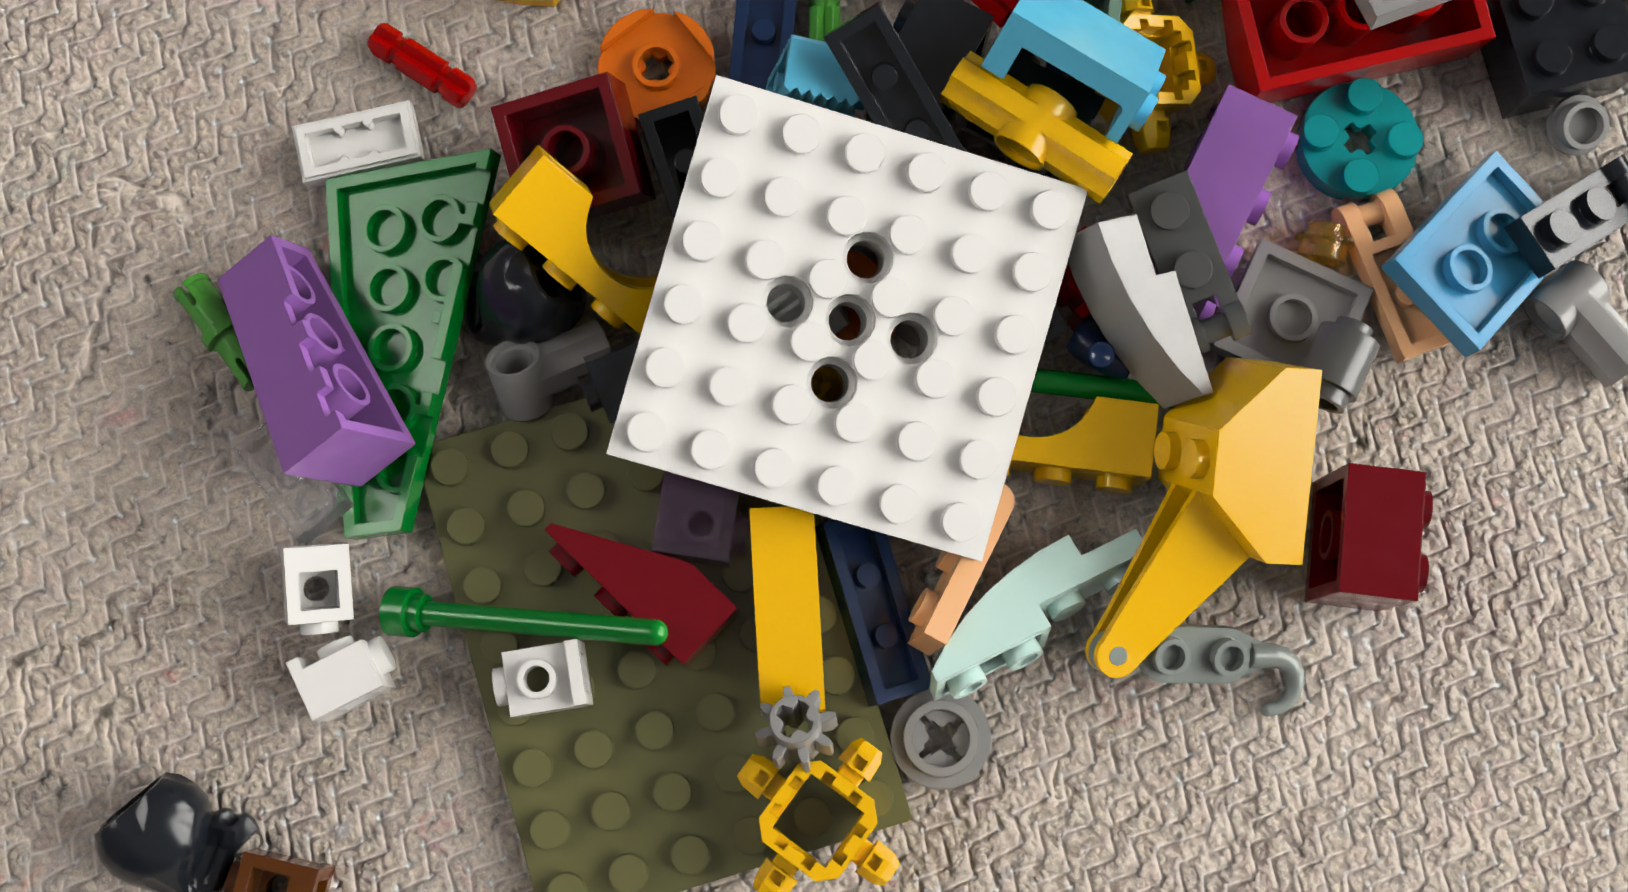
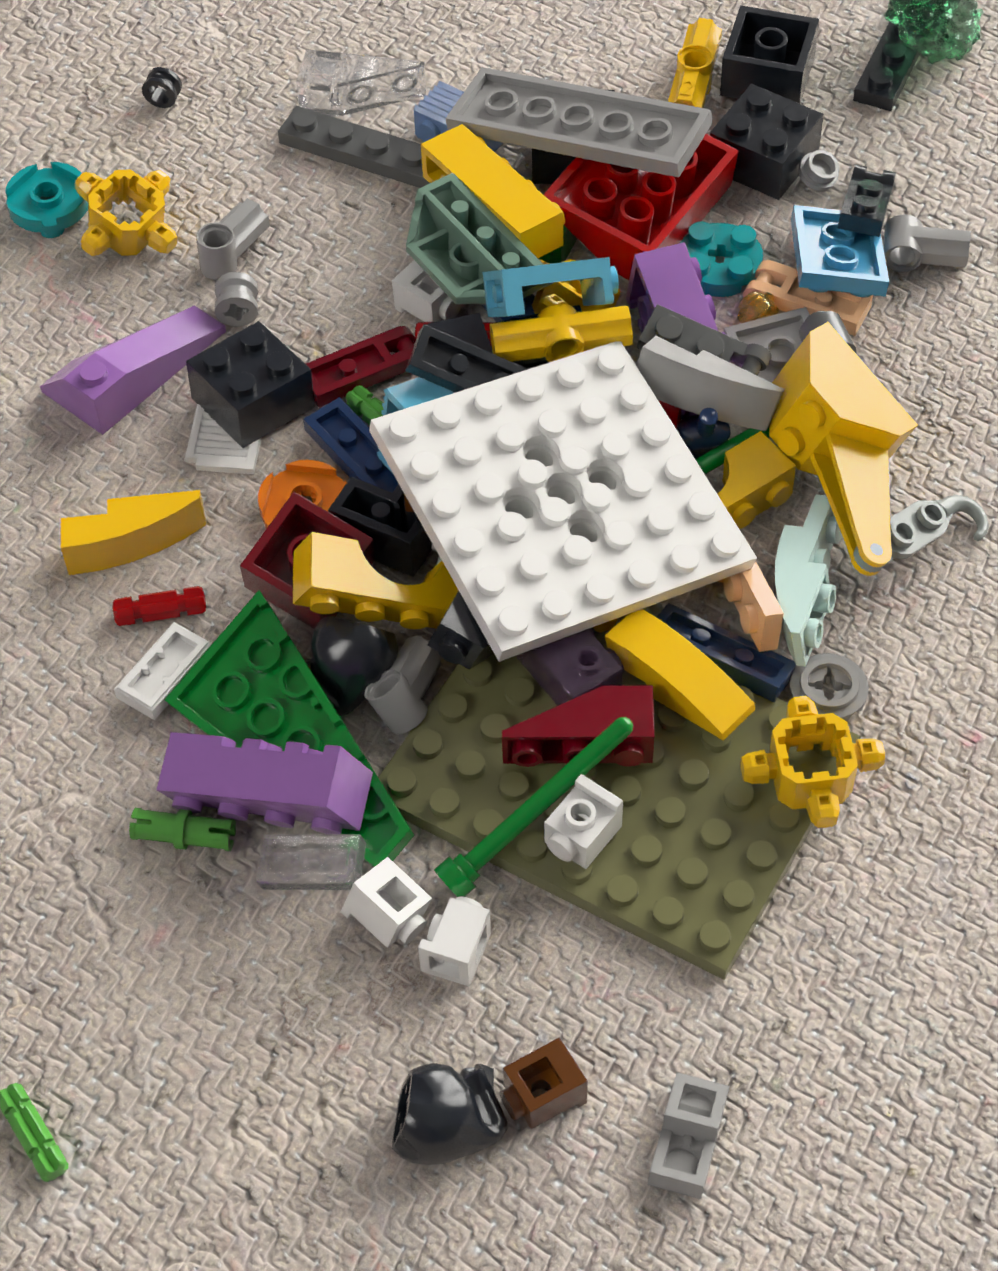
camera: 40 degrees left, 25 degrees down
(792, 712) = (752, 711): light grey gear -> none
(1368, 537) = (942, 401): dark red brick -> none

